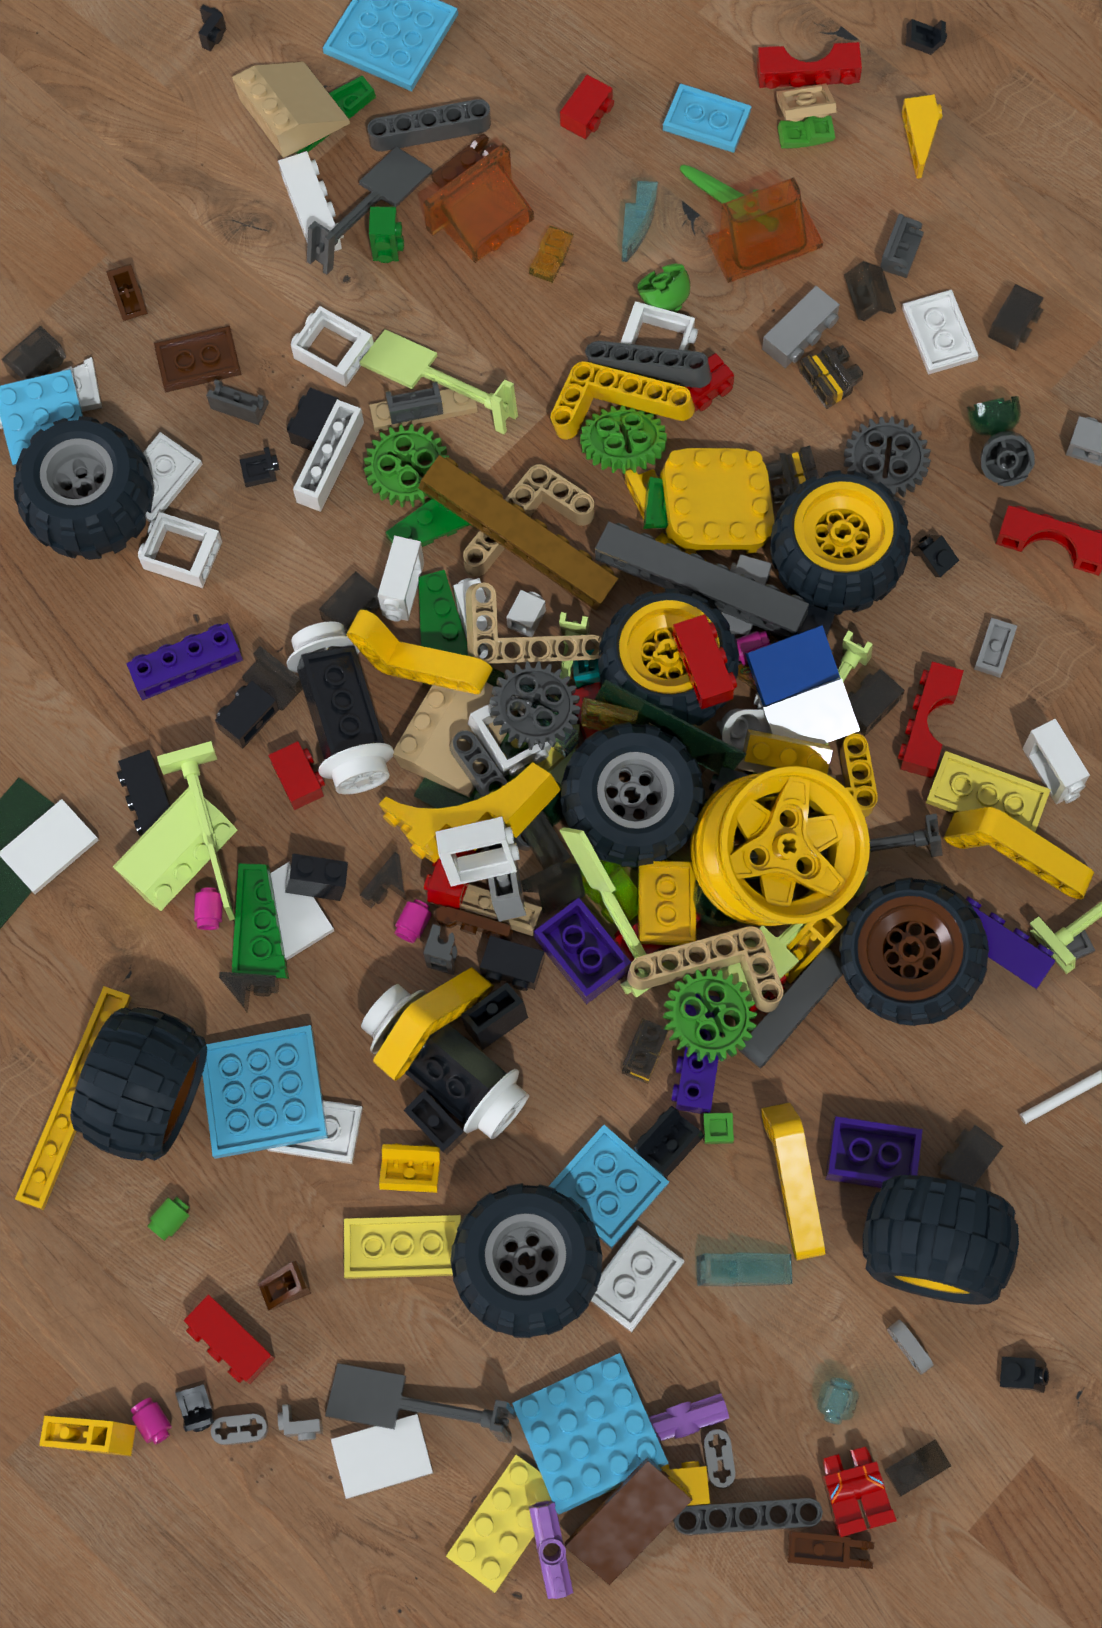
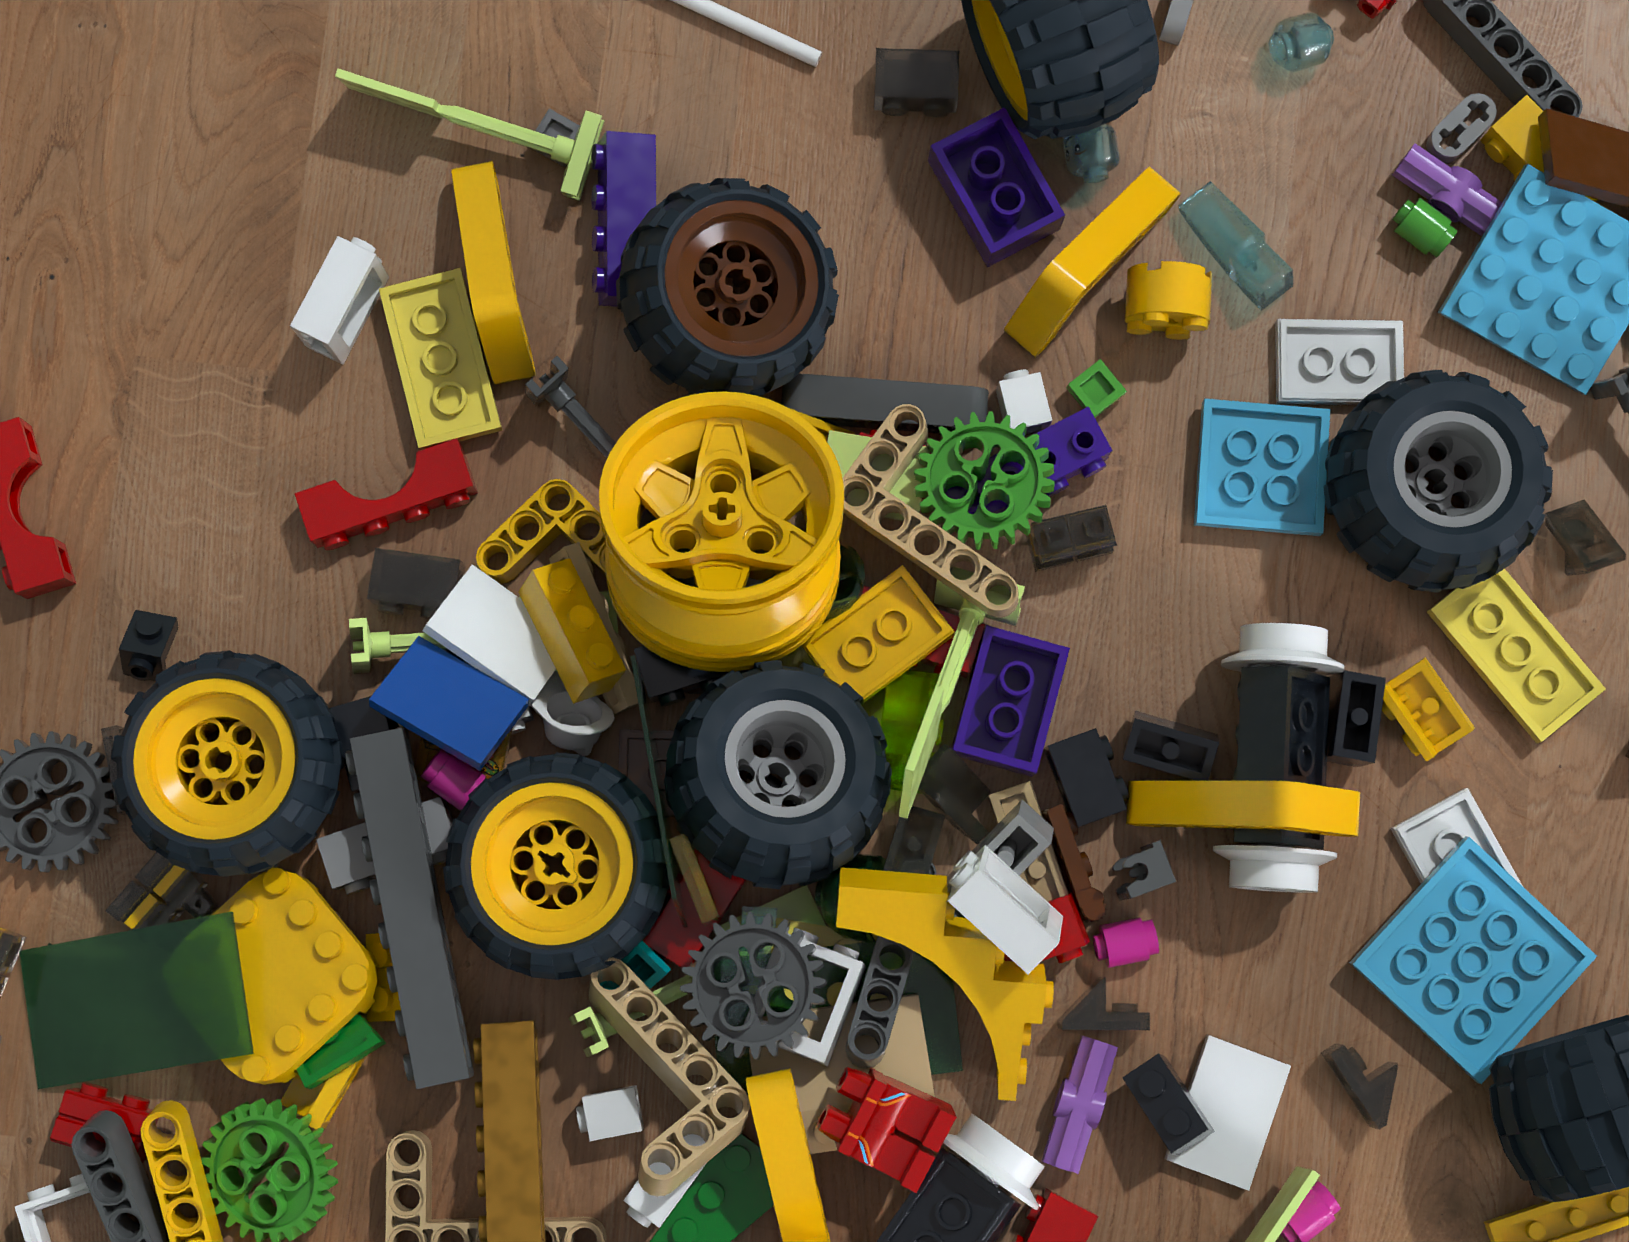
camera: 135 degrees left, 10 degrees up
(257, 929) = (1288, 1127): green wing -> none
(351, 838) = (1079, 1104): none -> medium lavender piece
(415, 724) = (888, 1125): none -> red hips
(433, 1330) = (1583, 538): none -> clear smoke slope
(668, 1141) = (1159, 432): black bracket -> none
(676, 1385) = (1424, 227): none -> bright green brick
(704, 661) = (546, 794): red brick -> none
(739, 1081) = (1025, 400): none -> white brick
(739, 1199) = (1168, 299): none -> yellow brick
(753, 431) = (136, 1001): none -> clear green piece
(852, 1225) = (1092, 153): none -> clear light blue head
(995, 647) = (228, 482): light grey plate -> none

